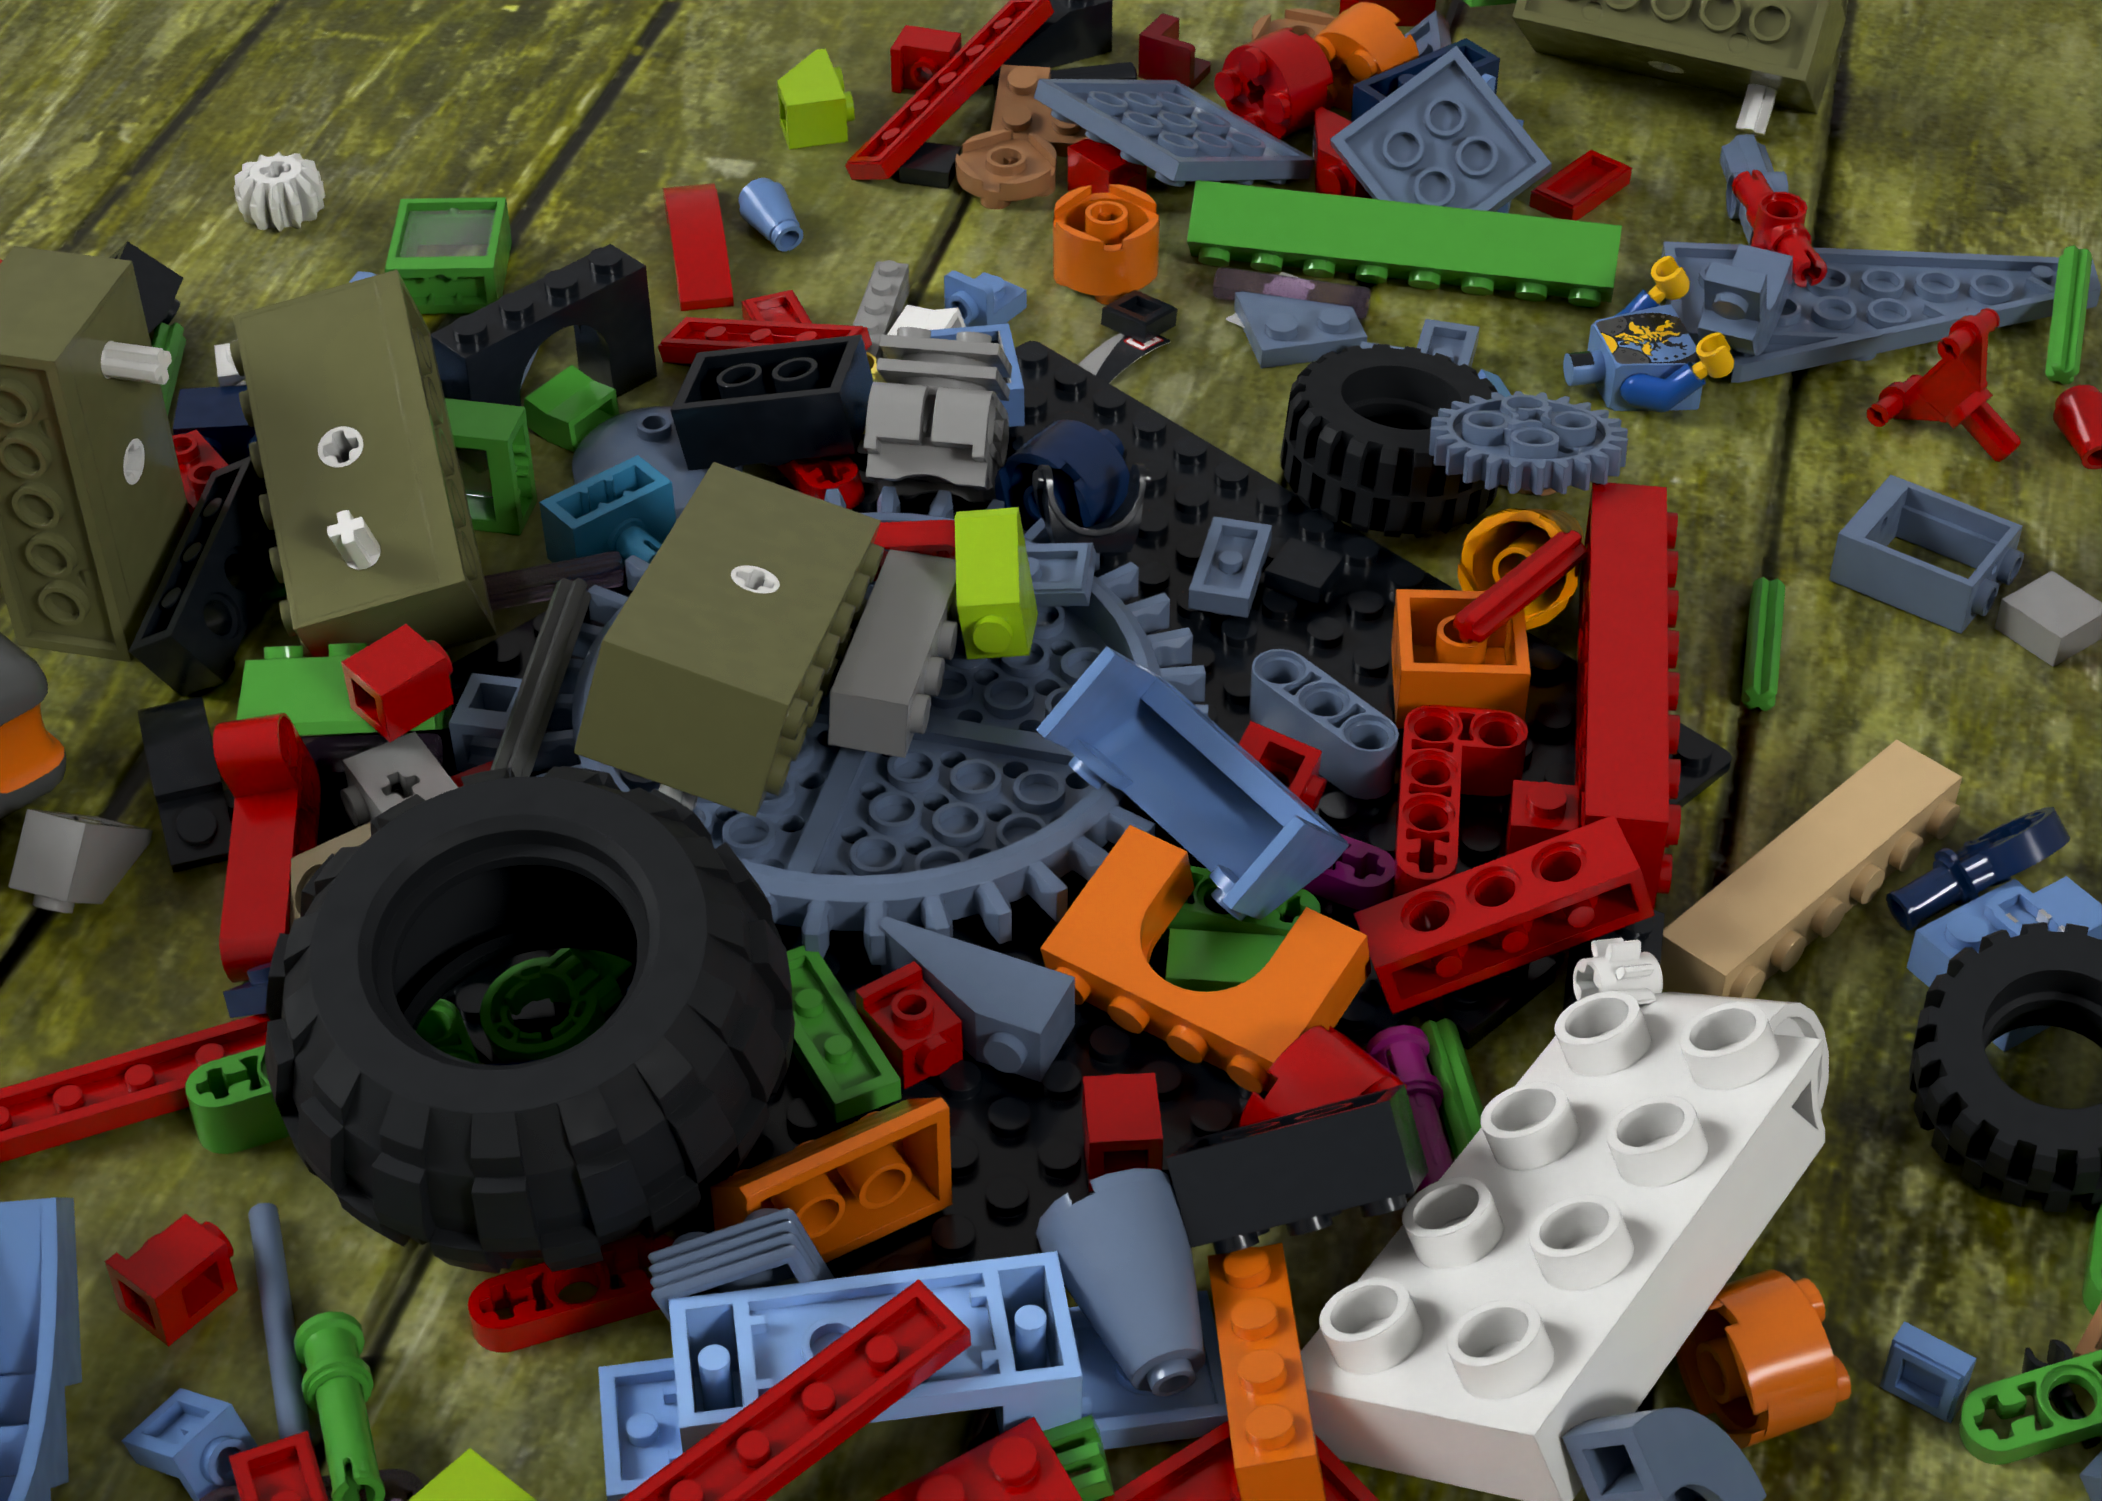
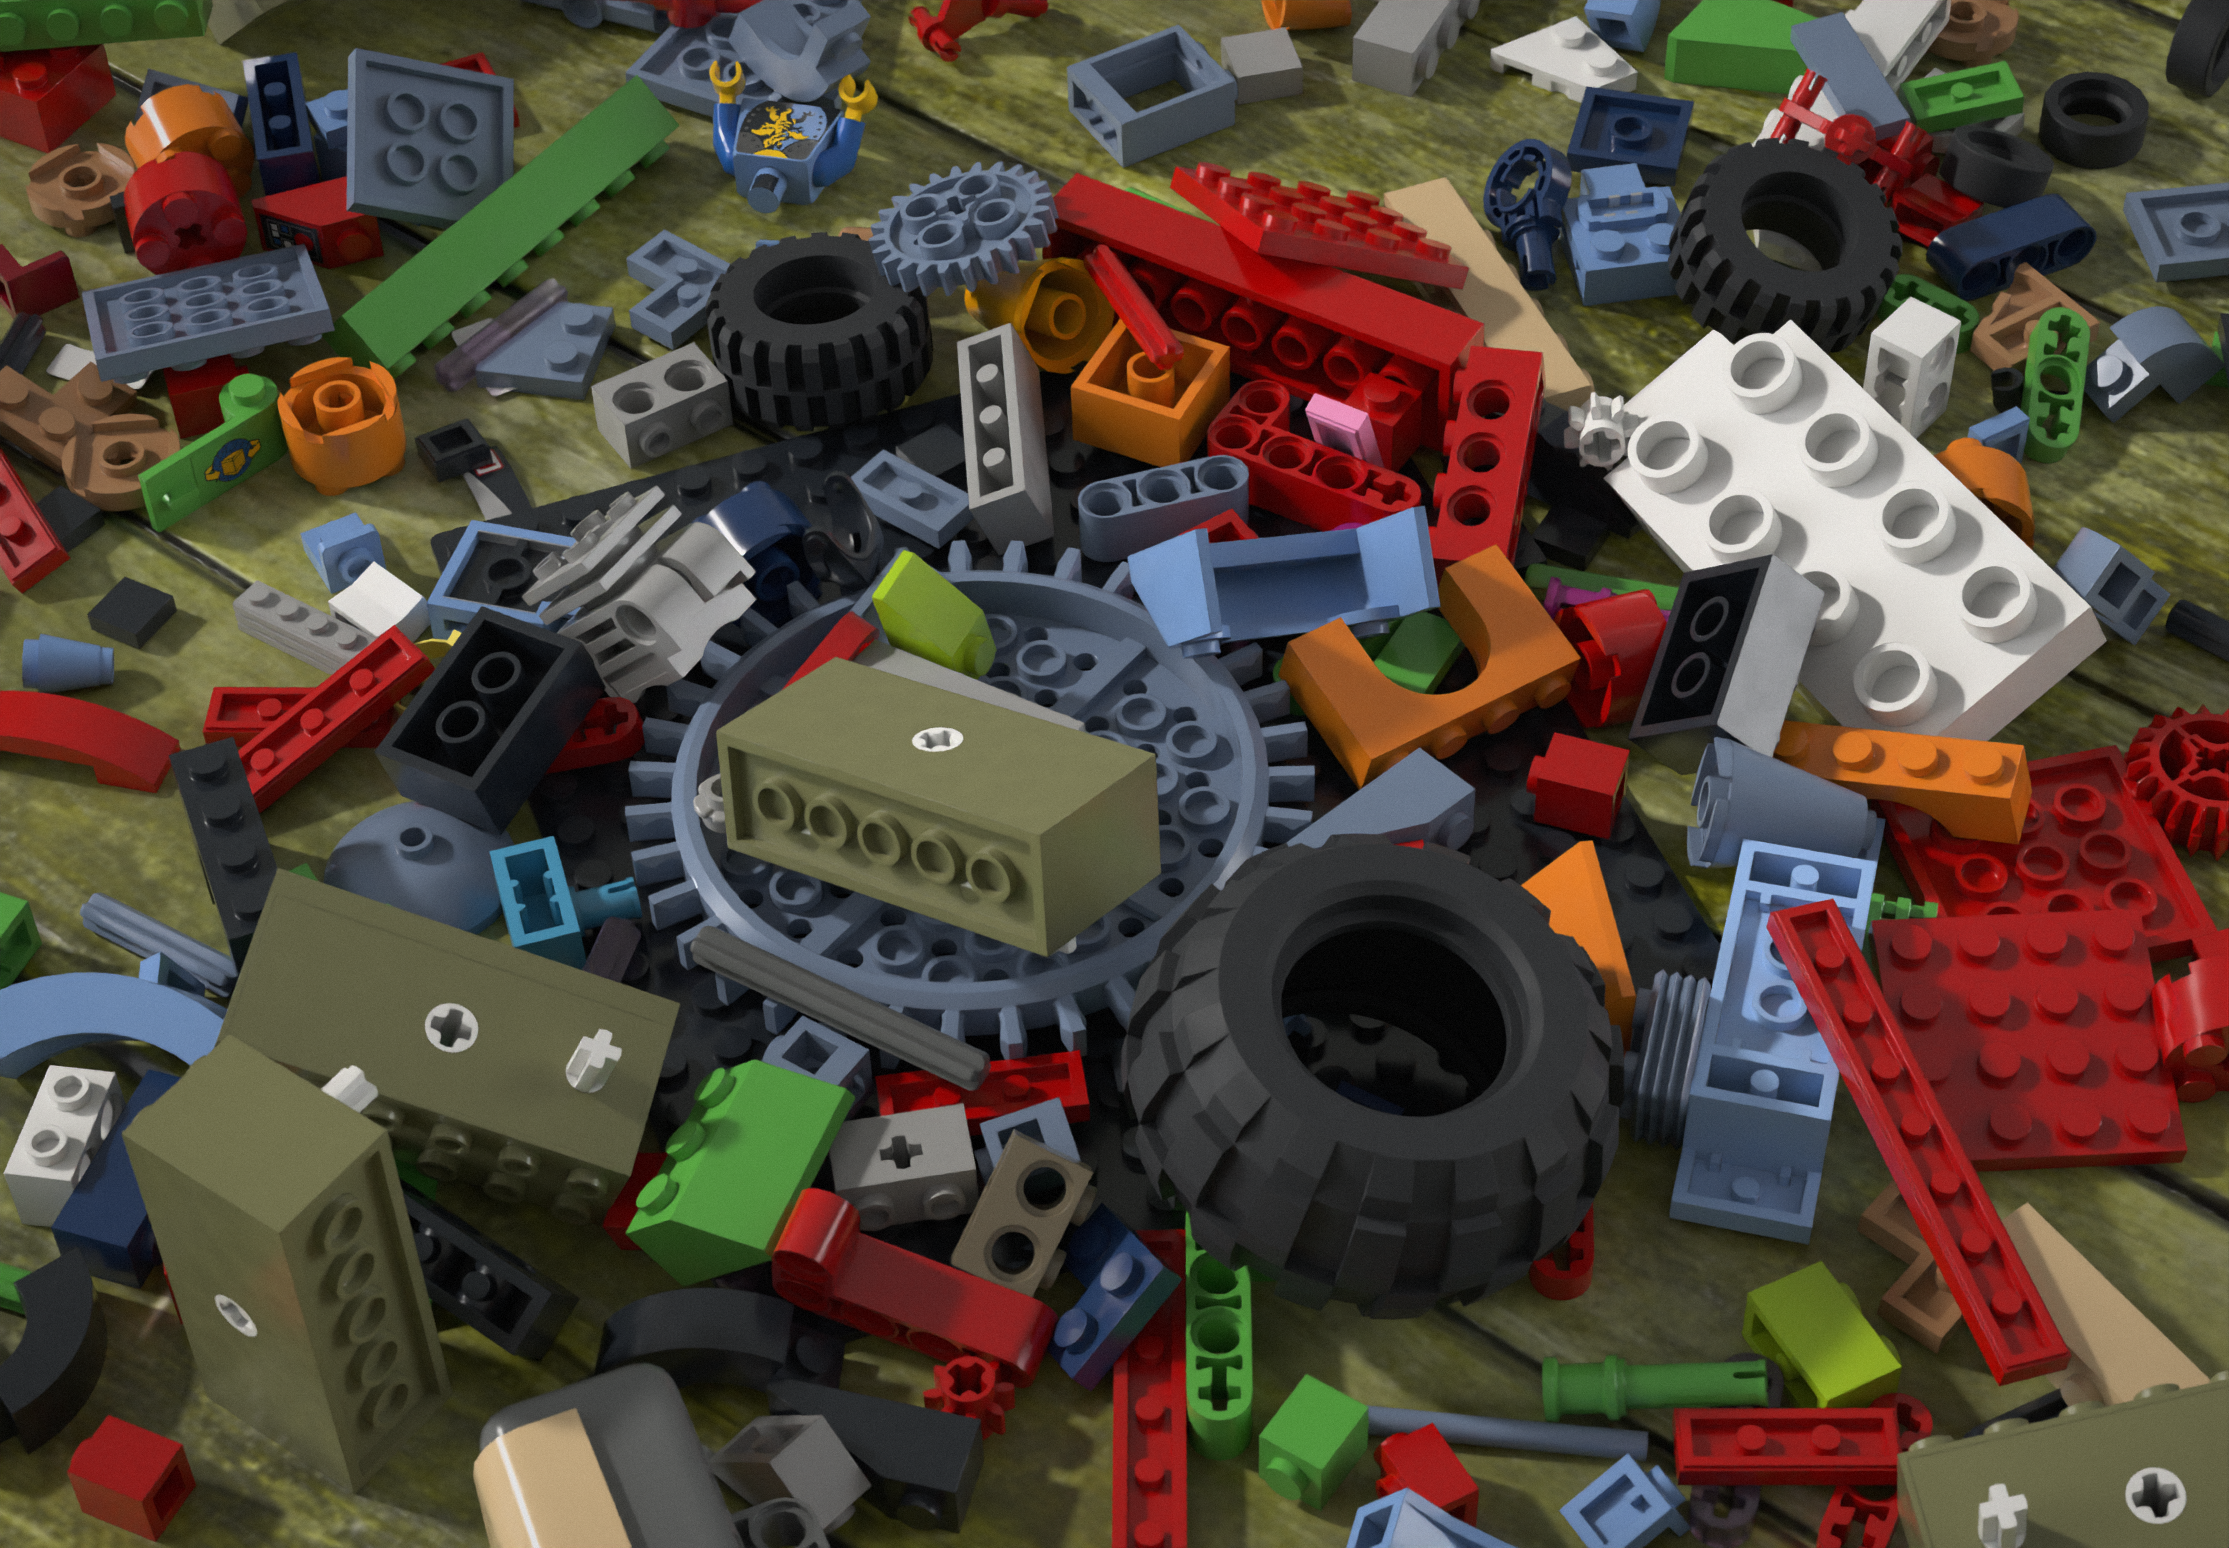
camera: 65 degrees left, 5 degrees up
(113, 910) = (913, 1456): none -> black slope
(185, 939) = (972, 1390): none -> red gear
(206, 1176) = (1313, 1442): none -> bright green brick
(398, 682) = (816, 1087): red brick -> none
(854, 229) = (132, 612): none -> black tile
(1022, 198) = (220, 459): none -> bright green door
(1246, 395) = (662, 405): none -> light grey brick
(1327, 586) = (1004, 438): none -> light grey brick
(1474, 799) = (1343, 428): none -> bright pink tile
(1519, 1042) = (1570, 536): none -> black tile
(1759, 686) = (1318, 226): none -> red plate
(1963, 1242) = (1913, 364): none -> white brick

